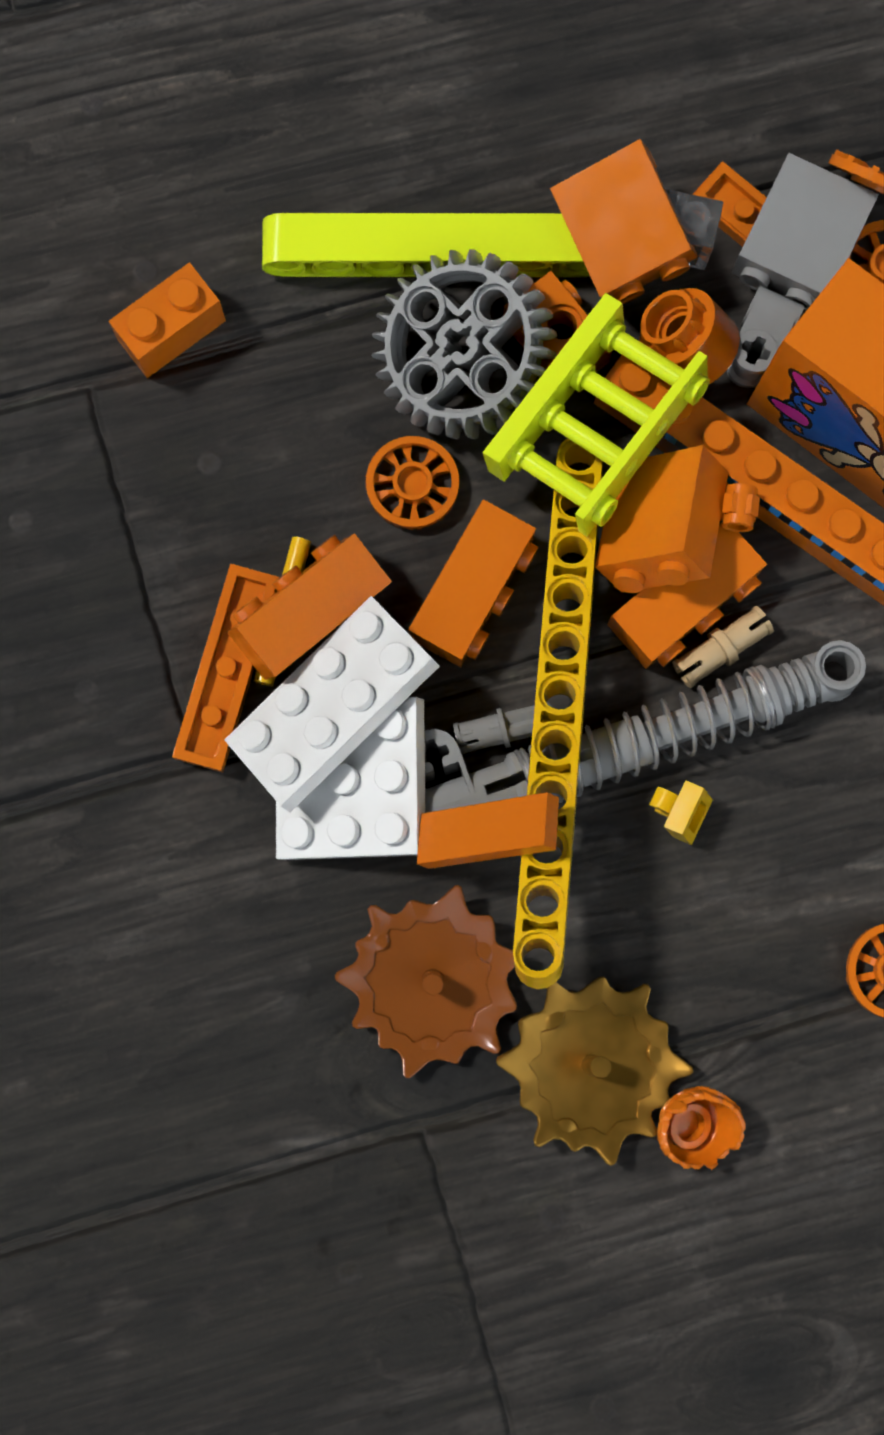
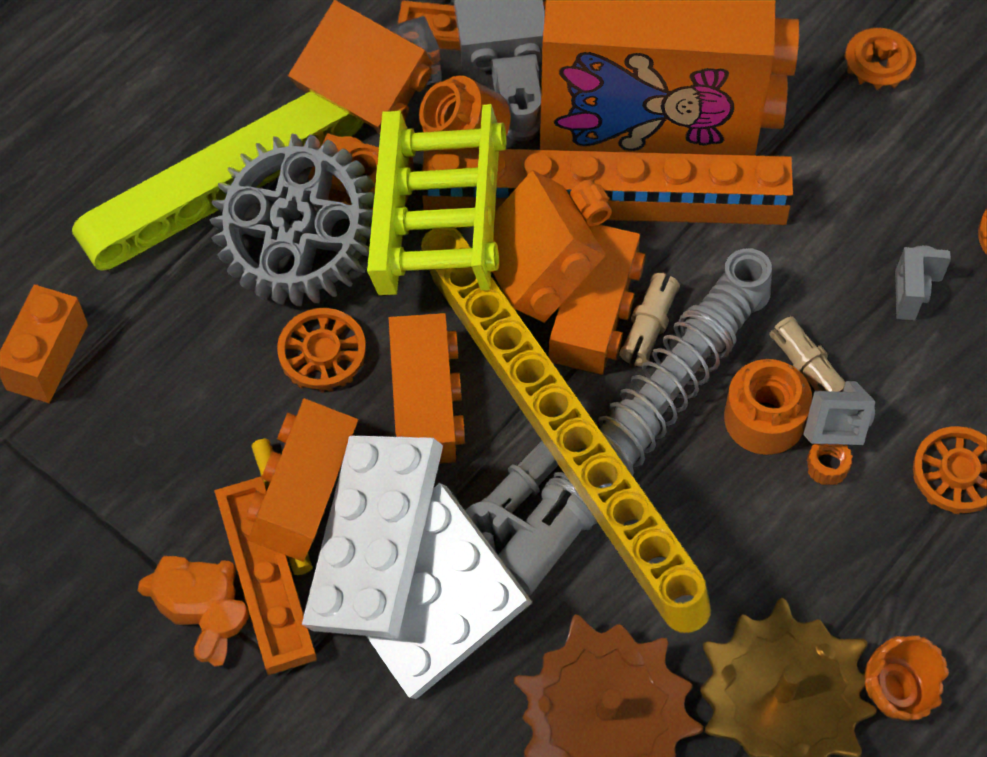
camera: 30 degrees left, 20 degrees down
(159, 654) = (201, 596): none -> orange animal
(488, 831) = (571, 533): orange tile -> none
(683, 811) = (708, 451): yellow tile -> none
(790, 791) = (765, 428): none -> orange piece
(799, 881) = (827, 475): none -> orange axle
(819, 861) = (840, 416): none -> light grey bracket
(837, 783) = (807, 356): none -> tan pin

